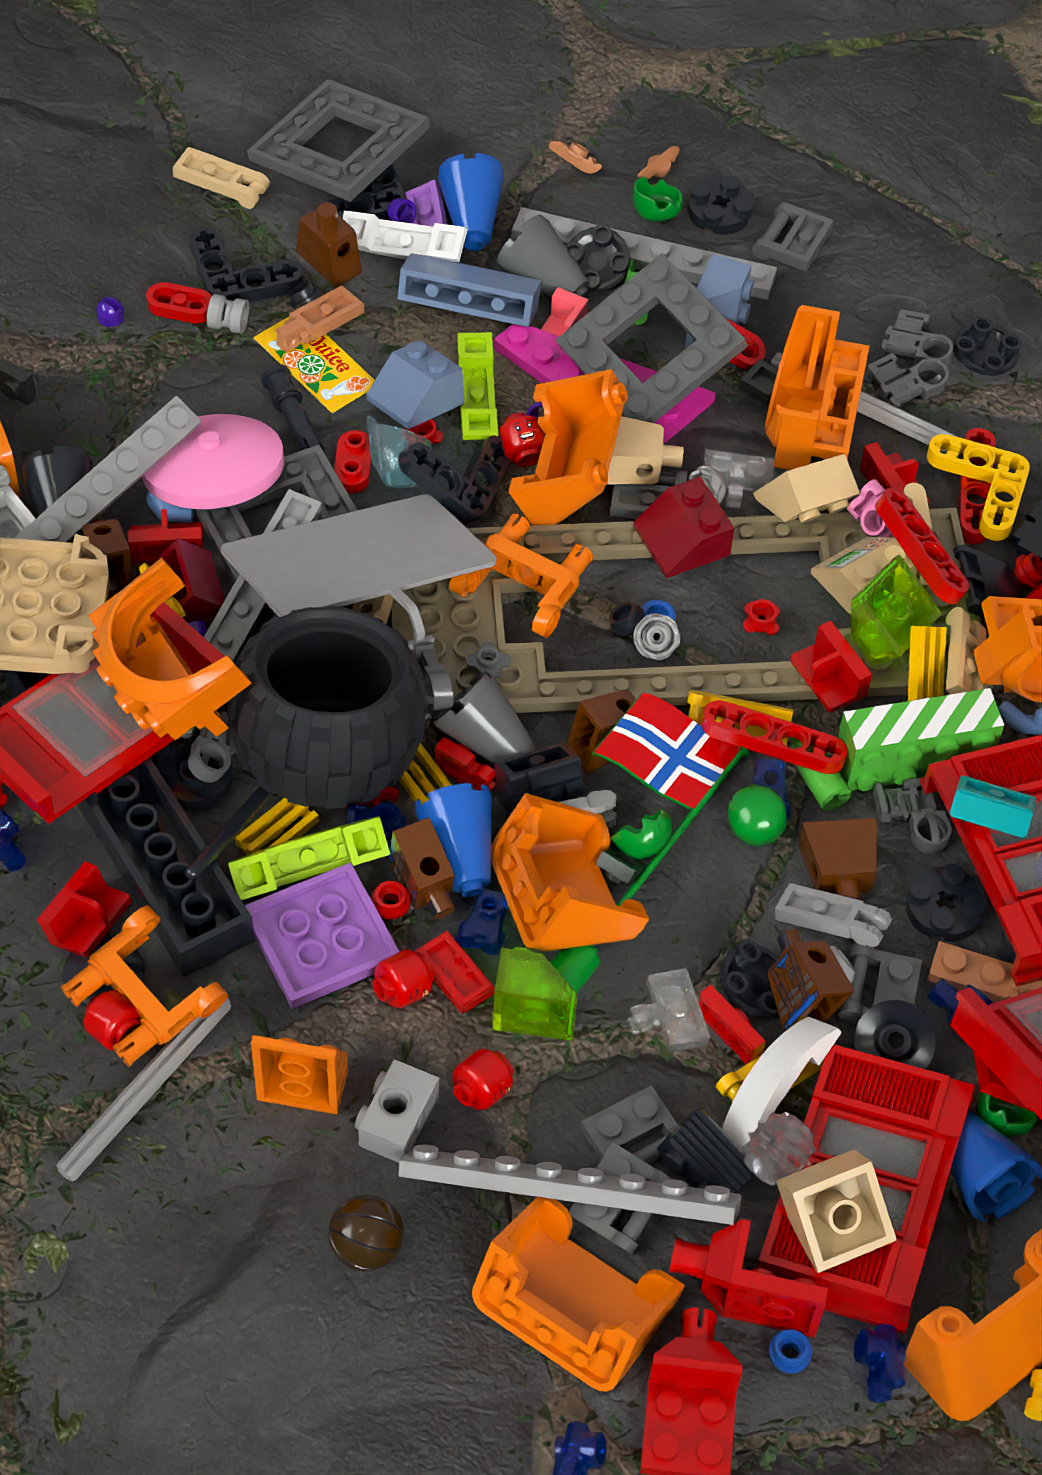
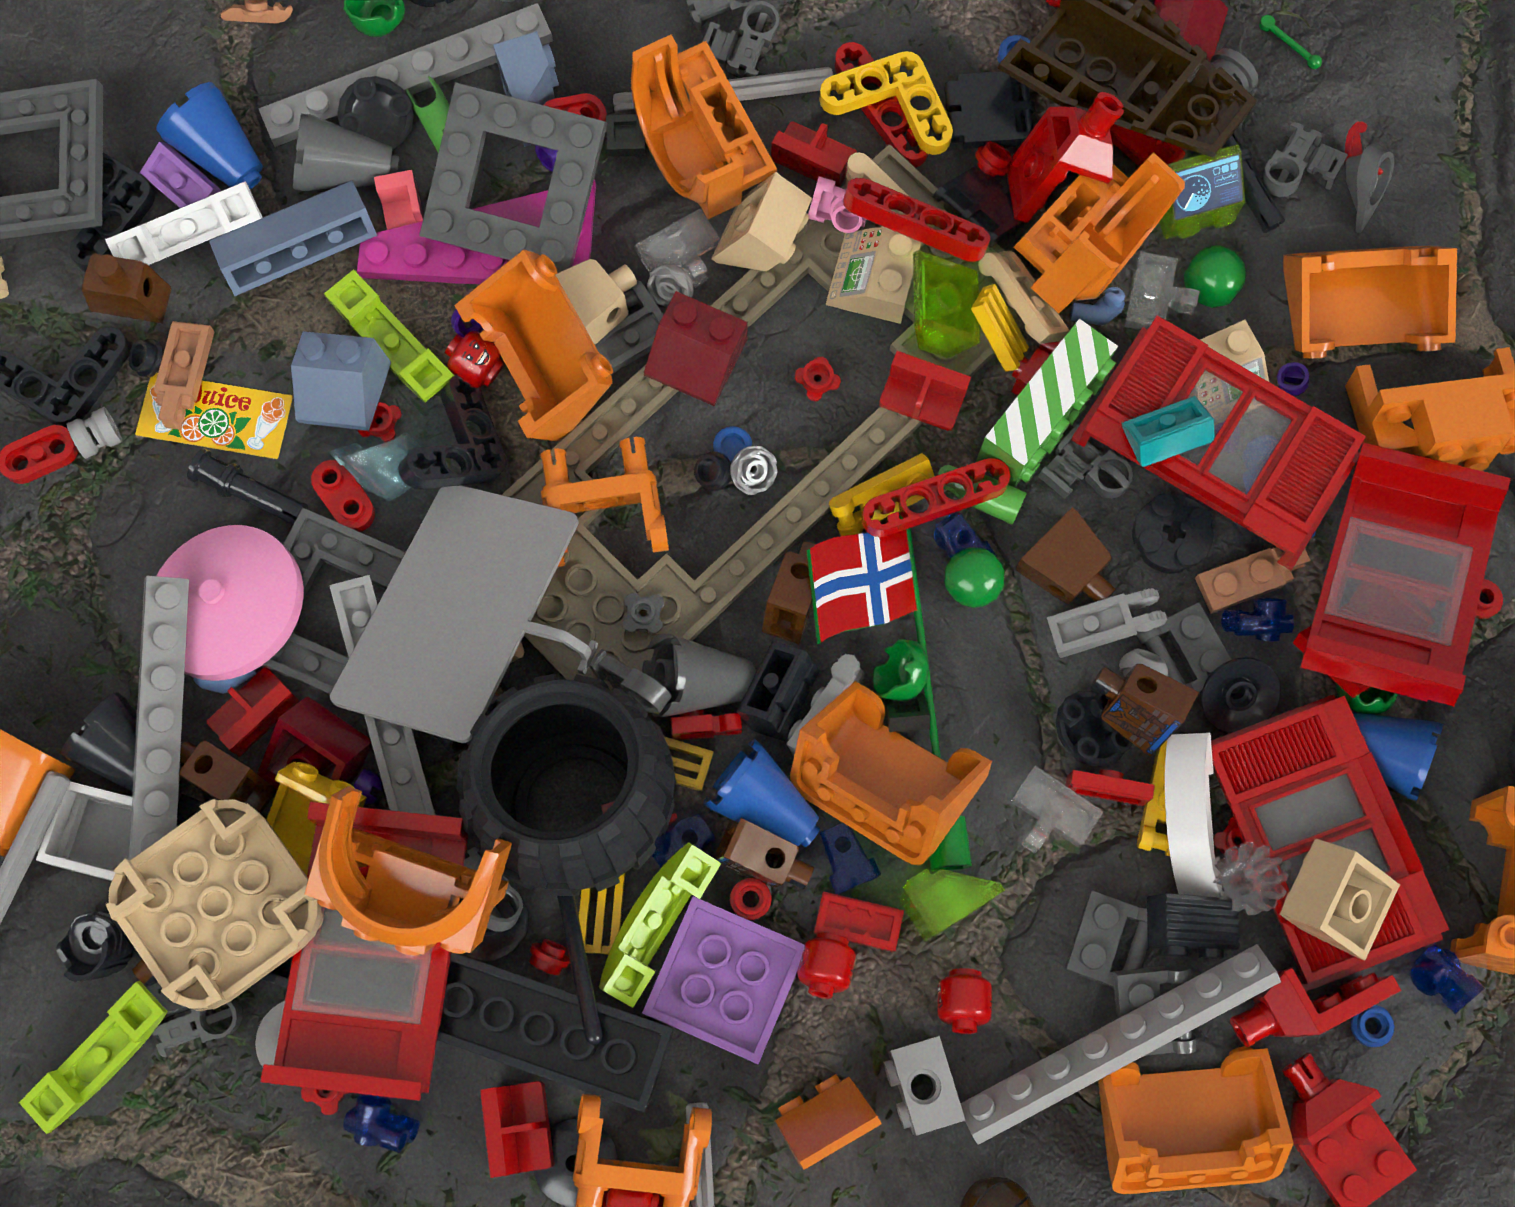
camera: 40 degrees left, 20 degrees up
(211, 823) = (549, 957): none -> red plate
(402, 213) = (157, 199): dark purple hinge -> none

